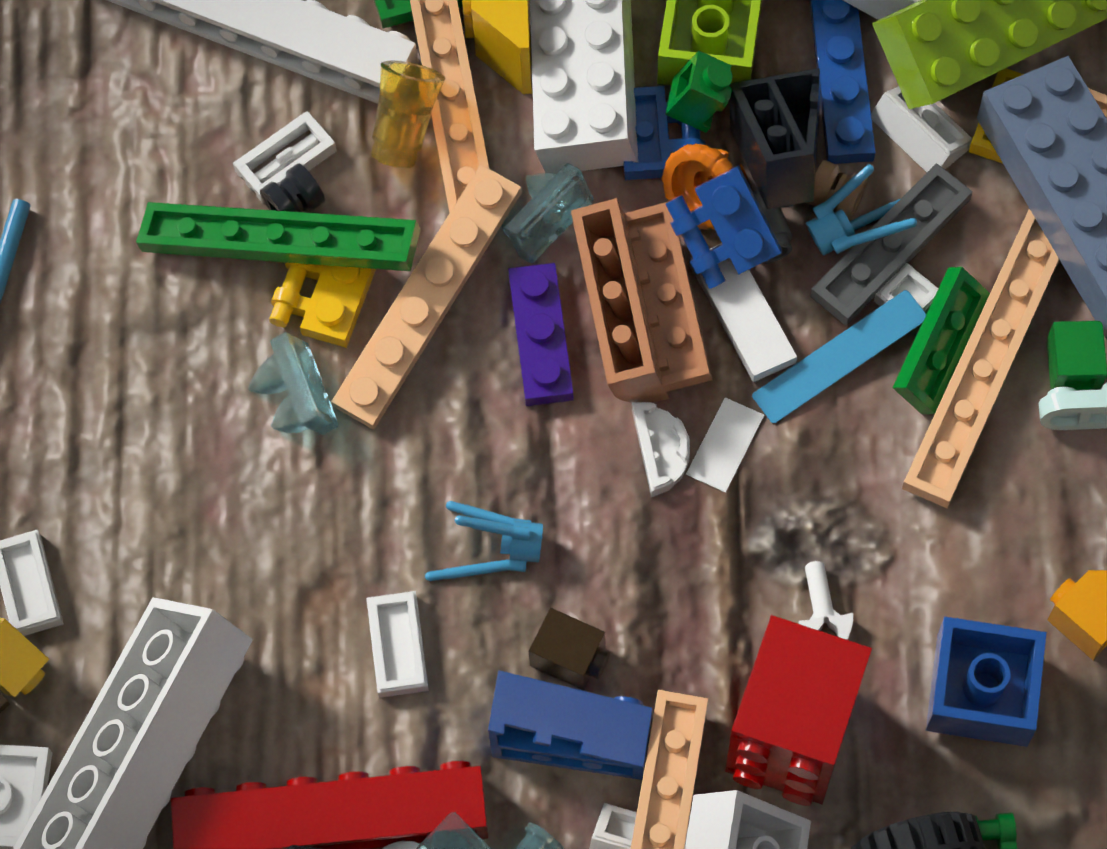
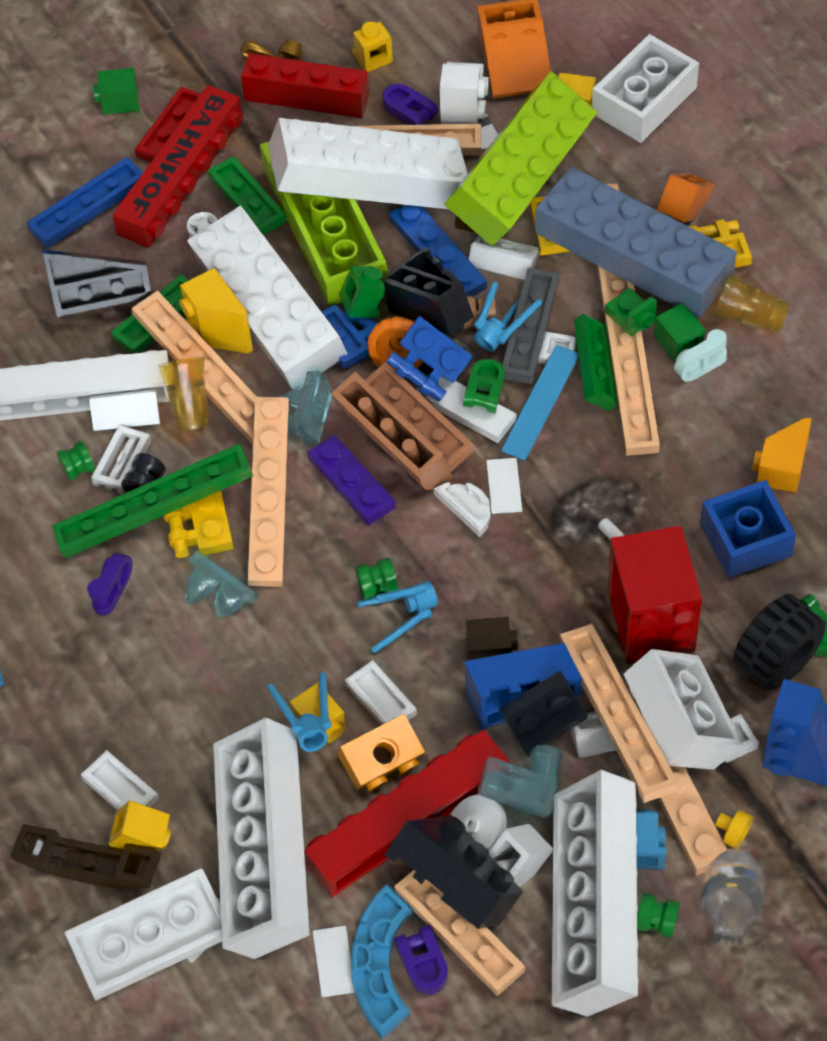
camera: 30 degrees left, 10 degrees down
(171, 315) = (111, 583): none -> dark purple plate
(226, 131) = (75, 461): none -> green wheel
(268, 645) = (308, 728): none -> dark azure plant
(303, 628) = (310, 703): none -> yellow brick
(312, 718) = (394, 736): none -> light orange brick
(324, 94) = (124, 409): none -> white tile
(487, 486) = (376, 578): none -> green wheel
(570, 785) = (543, 712): none -> black bracket
(788, 288) = (488, 377): none -> green plate
(1028, 297) = (632, 311): none -> green bracket

